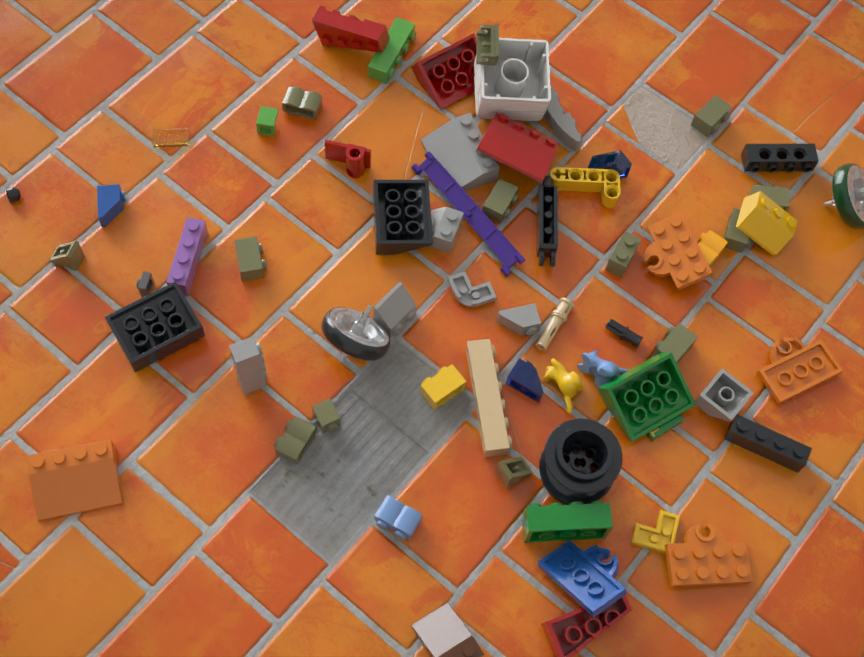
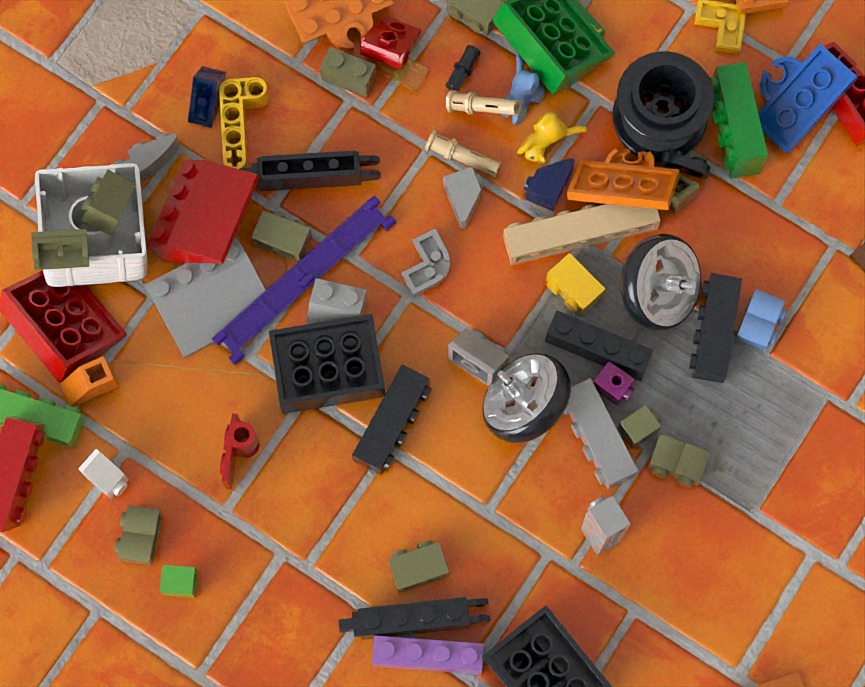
camera: 90 degrees left, 10 degrees up
(214, 251) = (414, 618): none -> black hinge
(330, 384) = (599, 436): none -> light grey brick
(345, 83) = (104, 474): none -> white slope
(357, 254) = (391, 420): none -> black brick
(362, 402) = (614, 384): none -> magenta brick
(392, 395) = (598, 345): none -> black brick
(396, 483) = (716, 327): none -> black brick
(409, 84) = (89, 382): none -> orange slope
(439, 421) = (675, 284): none -> flat silver wheel
(520, 428) = (624, 181): none -> orange plate
(521, 77) = (108, 202): none -> olive brick
(531, 488) = (694, 167): none -> black plate
(593, 332) = (473, 102): none -> tan pin
(626, 292) = (411, 76): none -> clear yellow tile
(647, 283) = (389, 42): none -> red piece

